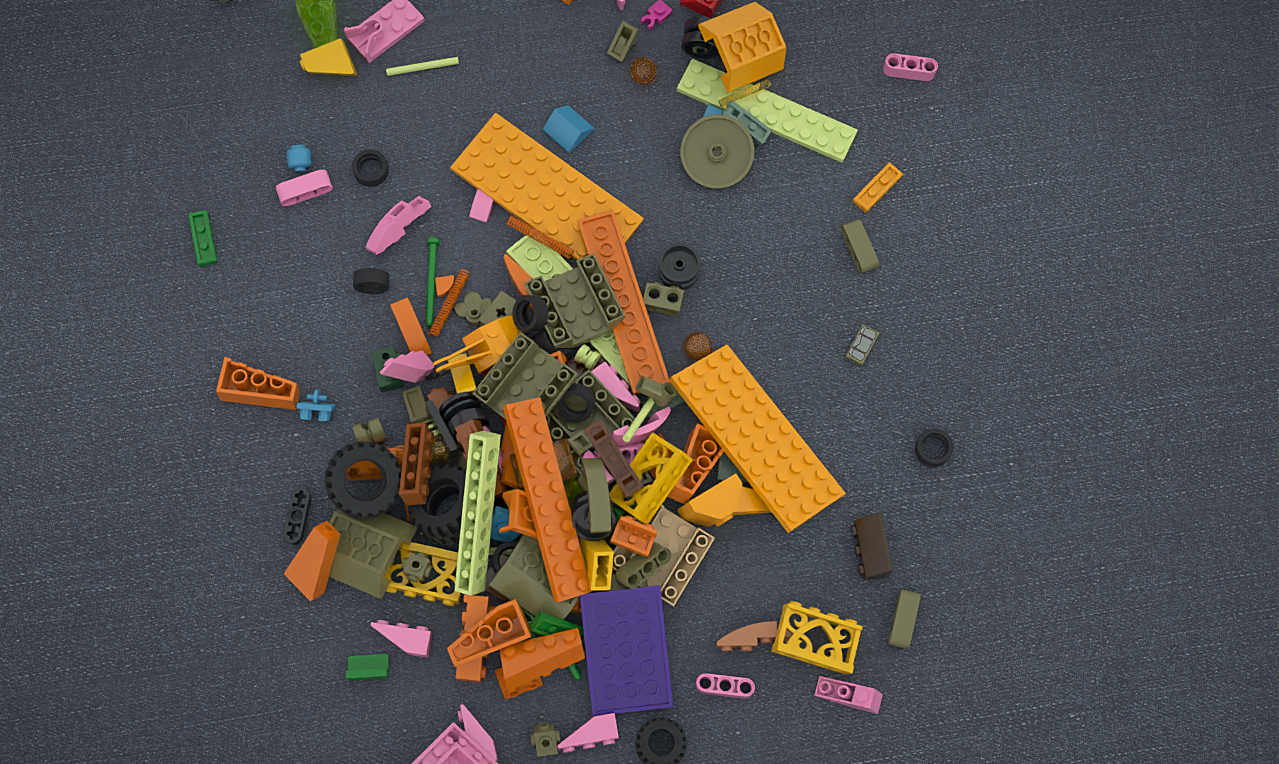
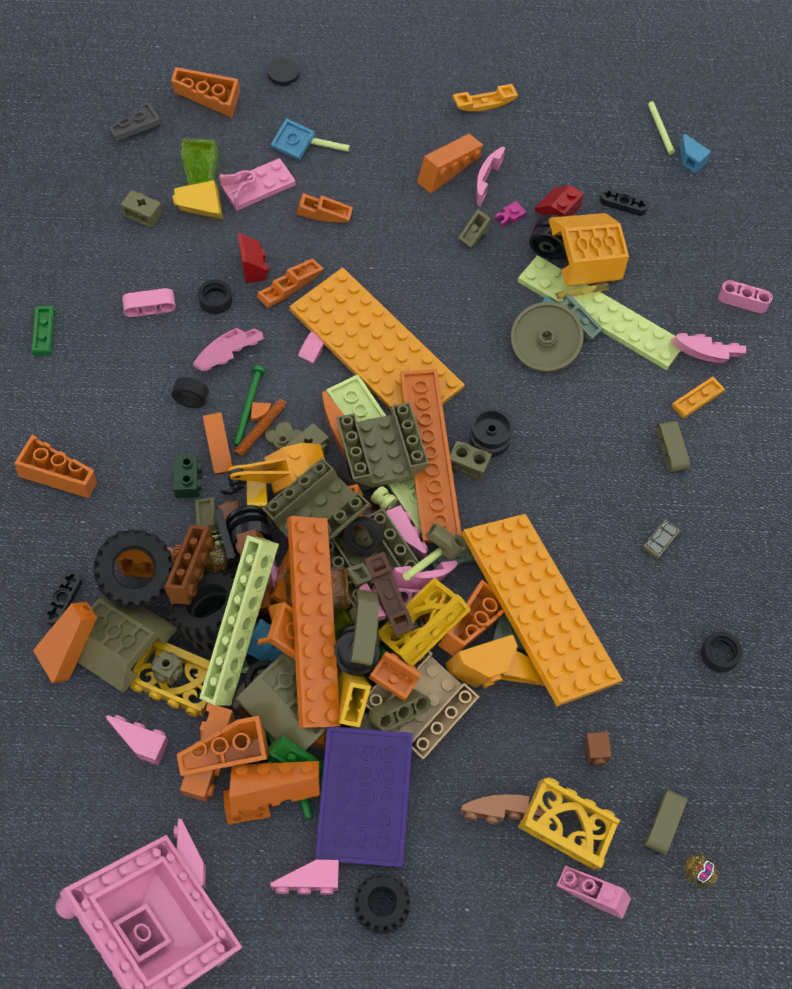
camera: 10 degrees right, 10 degrees down
(270, 81) = (141, 209): none -> olive brick
(299, 158) = (150, 276): dark azure head -> none
(307, 408) = (115, 504): dark azure hips -> none
(368, 667) = (93, 762): green panel -> none
(370, 432) = (158, 527): olive wheel -> none
(400, 119) = (252, 259): none -> red slope
(410, 367) = (207, 475): bright pink slope -> none
(422, 66) = (284, 220): yellowish green bar -> none
(444, 137) = (290, 283): none -> orange slope
(461, 46) = (323, 209): none -> orange slope
(519, 223) = (362, 383): orange piece -> none
(520, 315) = (344, 448): black tyre -> none
(545, 739) = (259, 874): olive brick -> none
(567, 128) = (407, 294): dark azure slope -> none
(643, 70) = (489, 257): clear orange hair -> none
(697, 346) = (495, 509): clear orange hair -> none
(734, 682) = (473, 855): bright pink beam -> none
(832, 563) = (597, 748): none -> dark orange brick
(871, 547) = (642, 739): dark brown slope -> none
(878, 135) = (703, 348): none -> bright pink slope
(941, 657) = (701, 870): none -> clear yellow head

